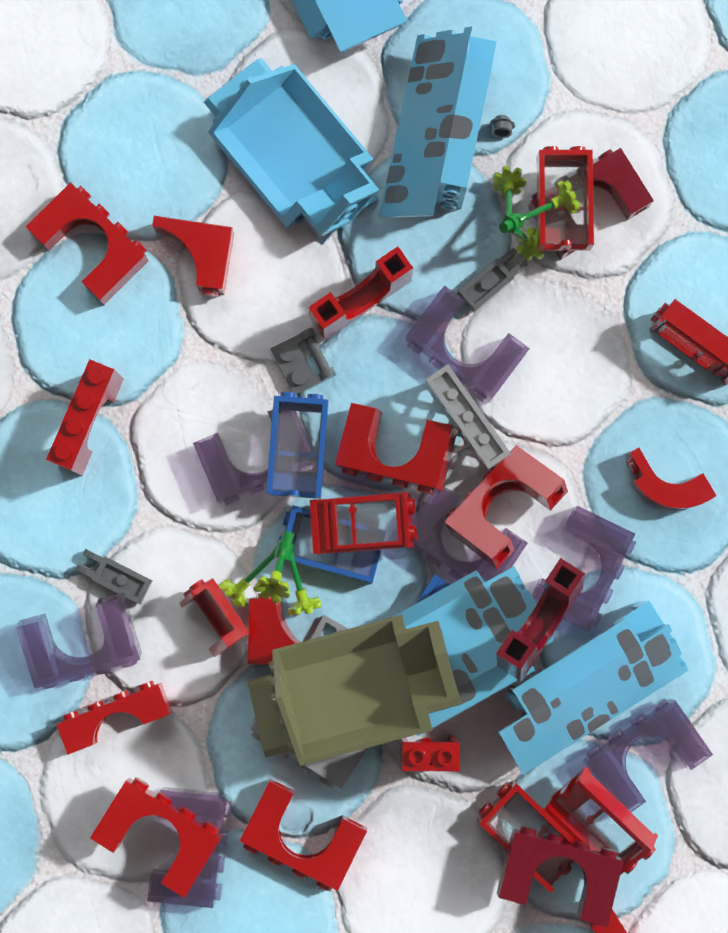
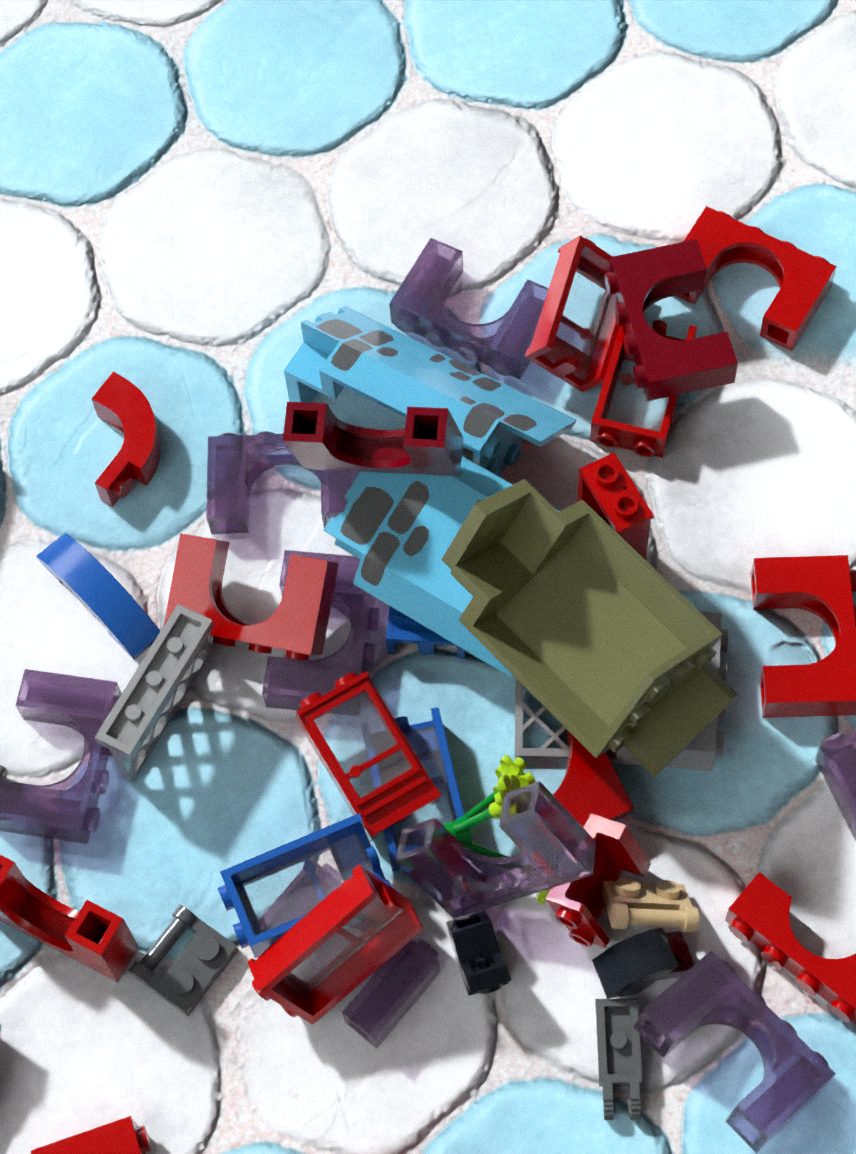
camera: 110 degrees left, 20 degrees down
(156, 619) = (641, 961): none -> black brick
(190, 641) = (649, 904): none -> tan plate
(211, 527) = (478, 953): none -> black brick
(240, 583) = (466, 882): none -> clear purple arch
(251, 445) = (335, 946): none -> red door
(424, 470) = (254, 709): red arch -> none
(565, 417) = (100, 594): none -> blue slope

